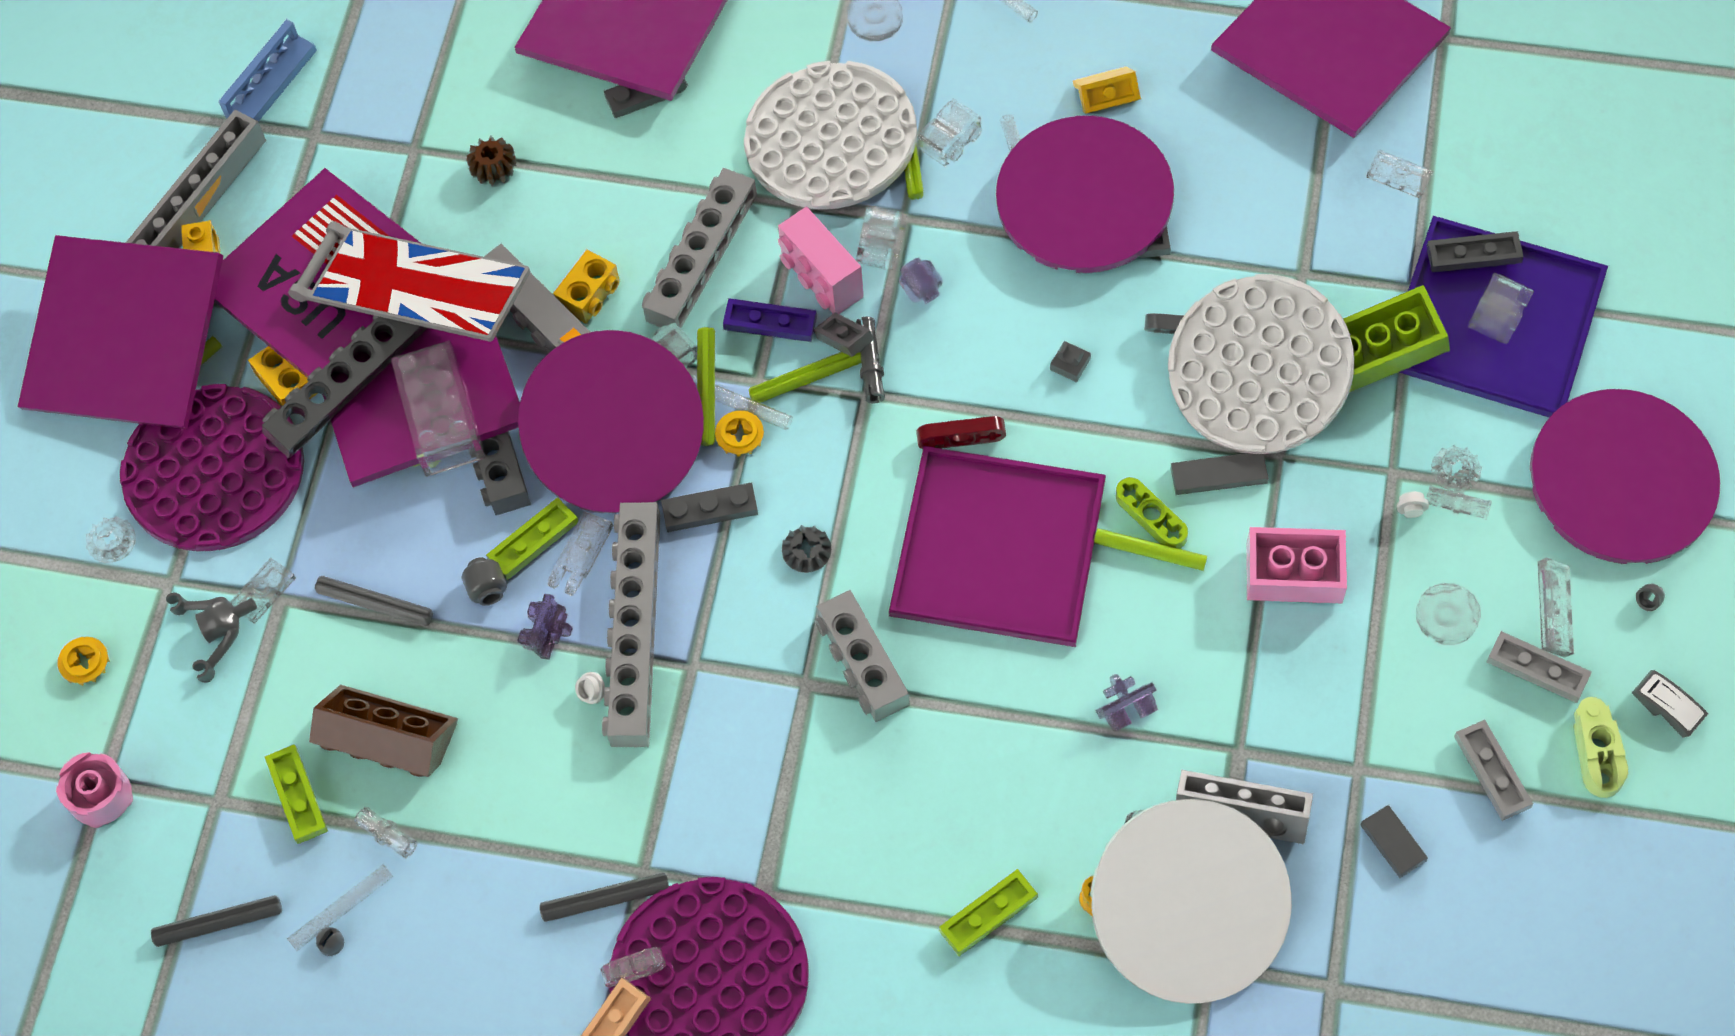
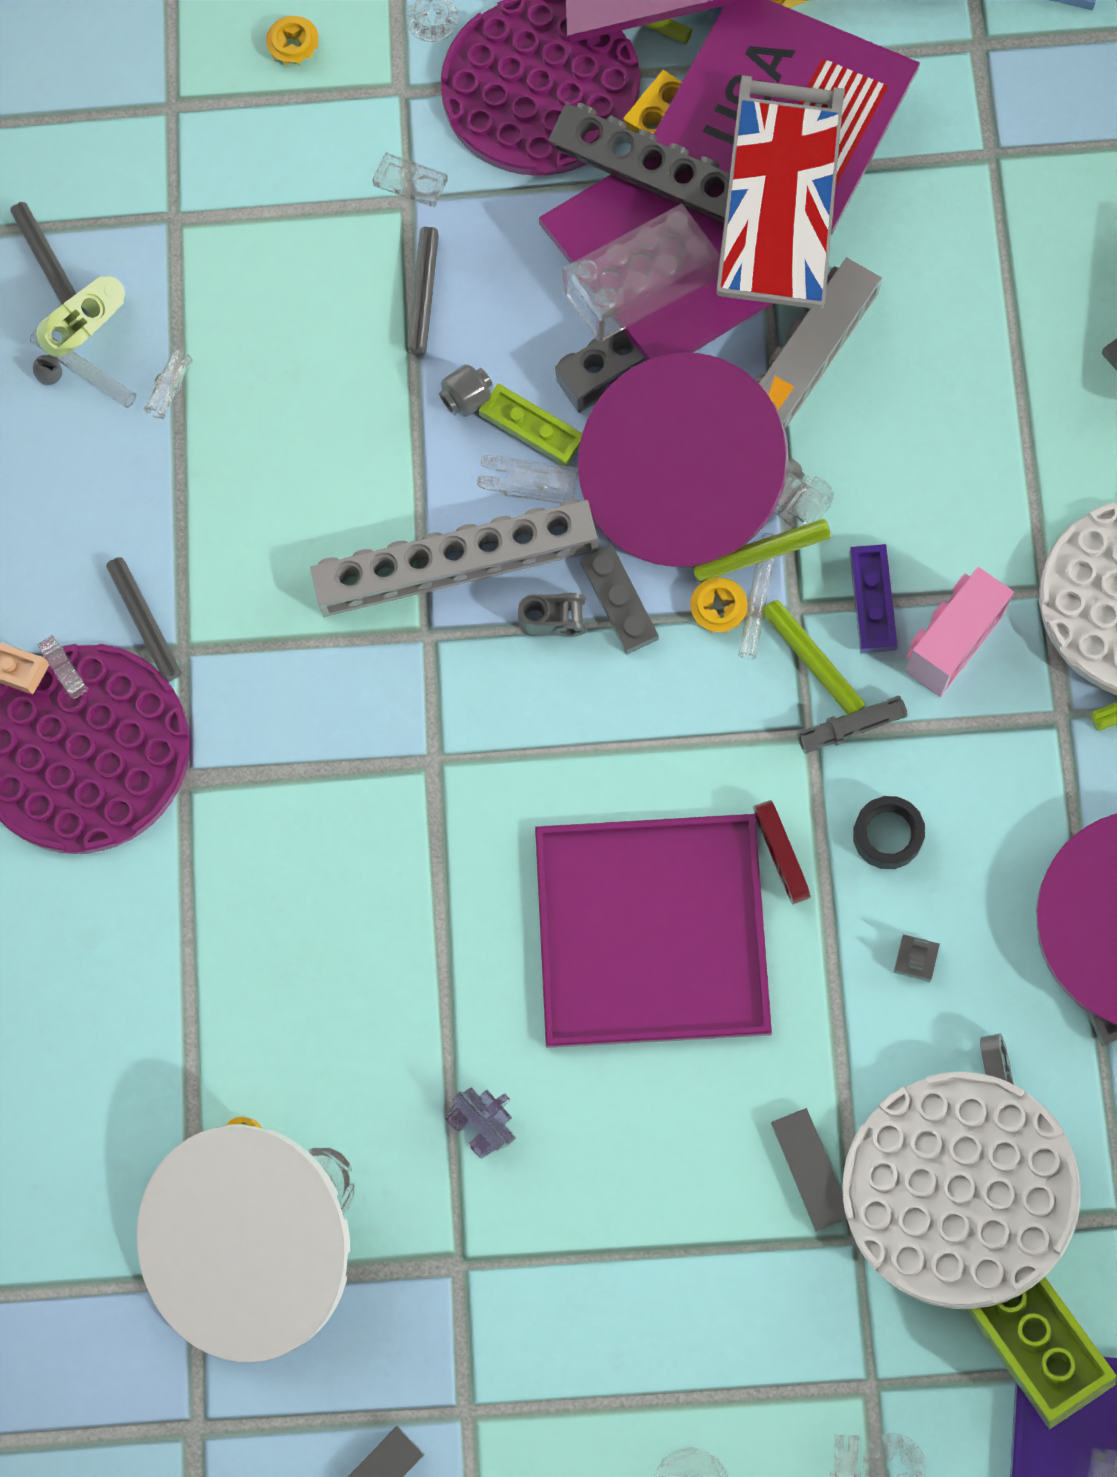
camera: 80 degrees right, 10 degrees up
(94, 789) = (151, 97): bright pink brick -> none
(216, 620) = (358, 145): dark grey piece -> none
(294, 892) = (100, 301): none -> yellowish green piece
(296, 794) = (191, 286): lime plate -> none
(382, 730) = (277, 344): reddish brown slope -> none
(491, 160) = (991, 224): reddish brown gear -> none
(548, 626) = (429, 470): clear purple hips -> none
(581, 283) = (862, 378): yellow brick -> none
(590, 688) = (370, 535): white plate -> none
(709, 553) = (555, 614): none -> dark grey piece
(727, 187) = (957, 510): light grey brick -> none
(797, 558) = (587, 732): dark grey gear -> none
(843, 334) = (871, 684): dark grey plate -> none
(845, 612) = (466, 830): light grey brick -> none
(881, 238) = (1013, 691): clear brick -> none
(920, 280) = (972, 755): clear purple head -> none
(971, 334) = (898, 806): none -> black tyre
(988, 912) = (202, 1022): lime plate -> none
(1129, 504) = (742, 1069): lime beam -> none
(1150, 549) = (688, 1108): lime piece -> none
(1276, 810) = (377, 1281): light grey brick -> none
(1296, 565) = (700, 1285): bright pink brick -> none
(1412, 504) = (824, 1418): white plate -> none

